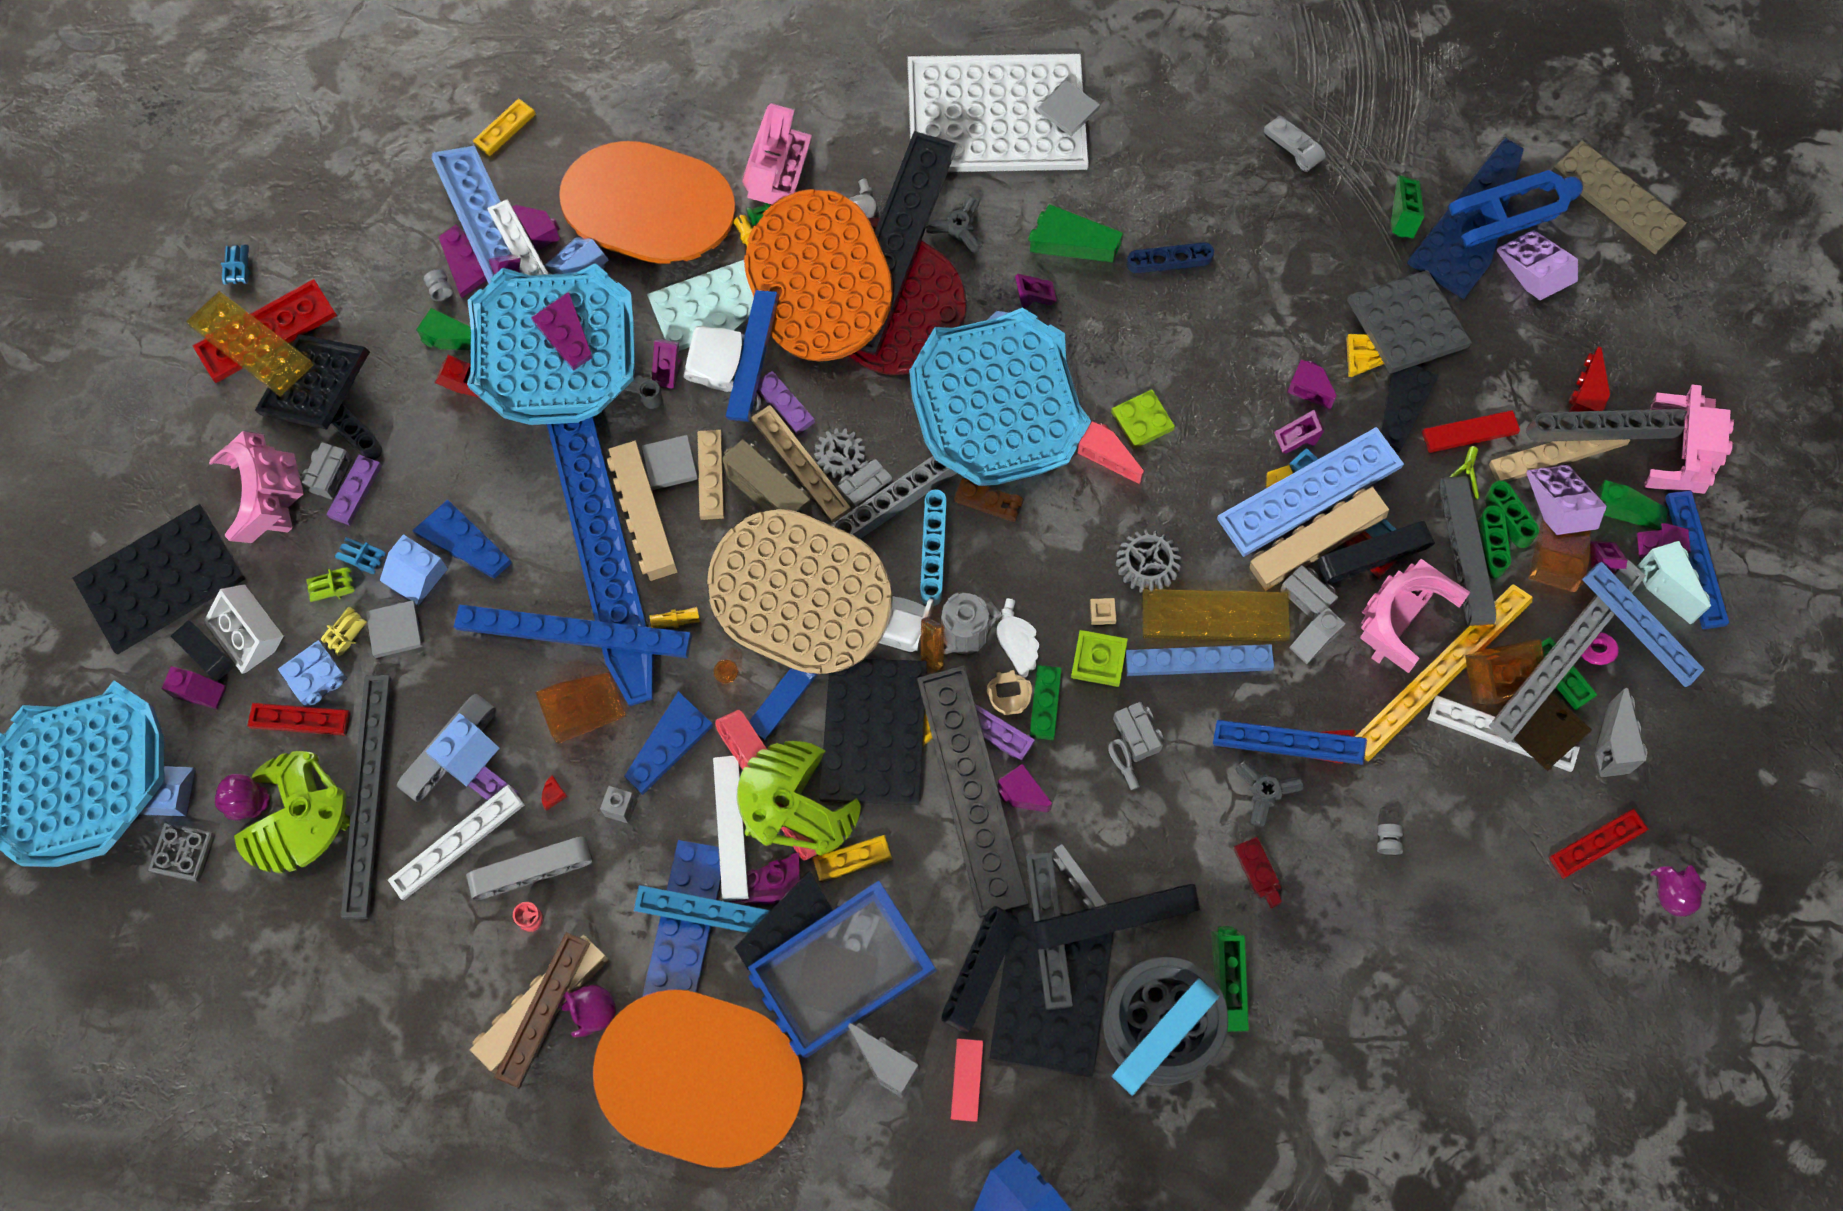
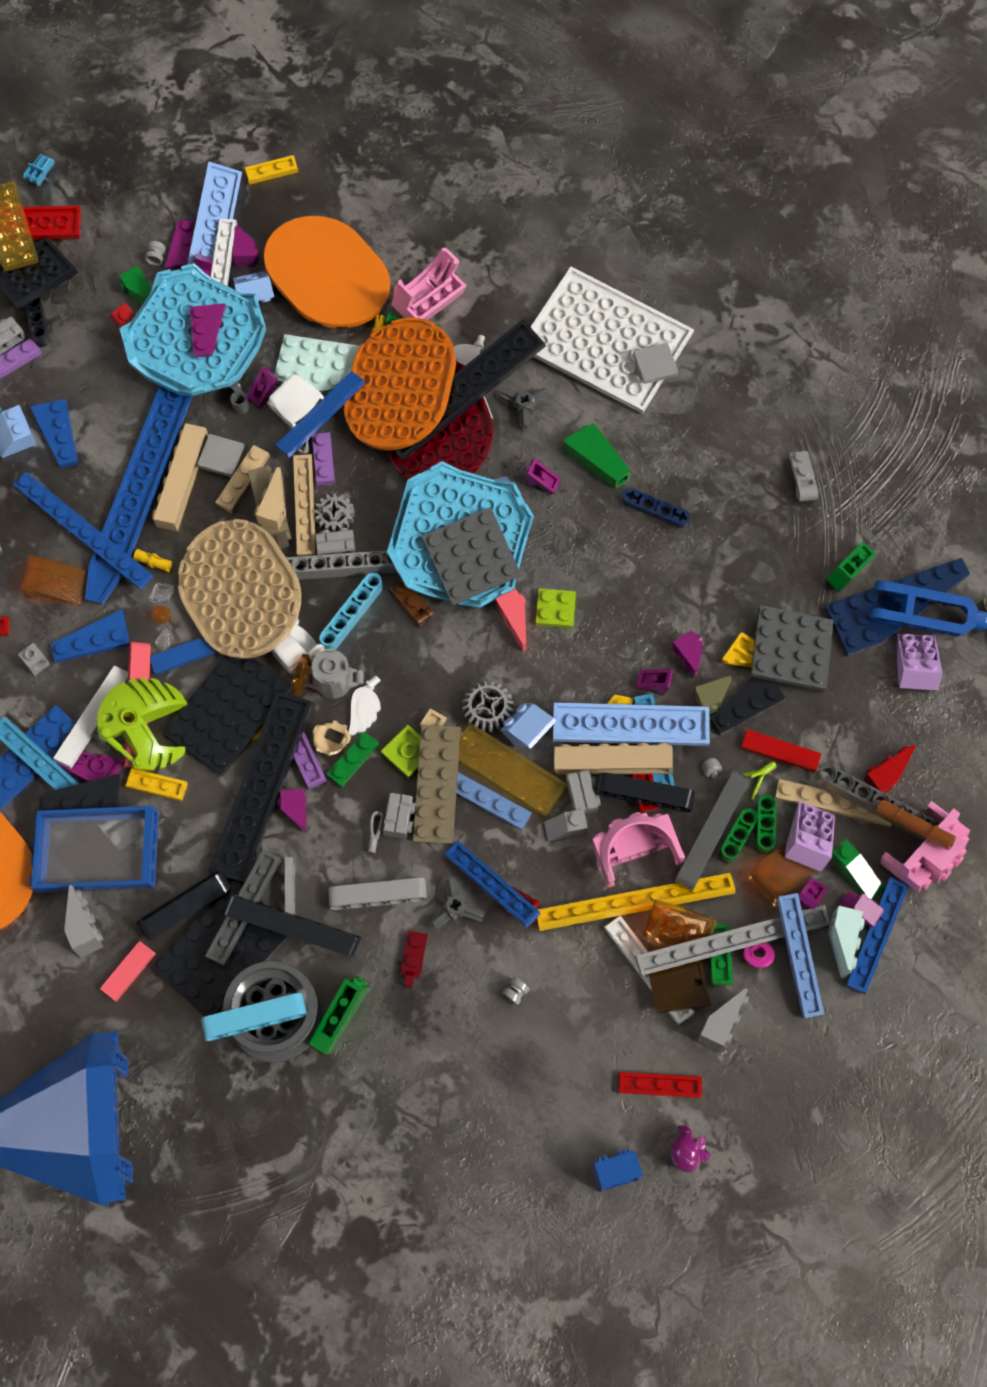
camera: 30 degrees right, 0 degrees up
(710, 648) = (161, 593): none -> clear tile
(751, 696) = (164, 640): none -> clear tile
(781, 476) = (272, 508): none -> tan slope
(1026, 412) = (471, 556): none -> dark grey plate
(1156, 673) = (437, 784): none -> dark tan plate
(1175, 827) = (377, 894): none -> light grey beam
(1208, 556) = (527, 725): none -> light blue slope
(1365, 414) = (712, 693): none -> olive slope
(1415, 490) = (711, 768): none -> light grey piece
(1627, 957) = (617, 1170): none -> blue brick
(1670, 422) = (916, 825): none -> dark orange piece

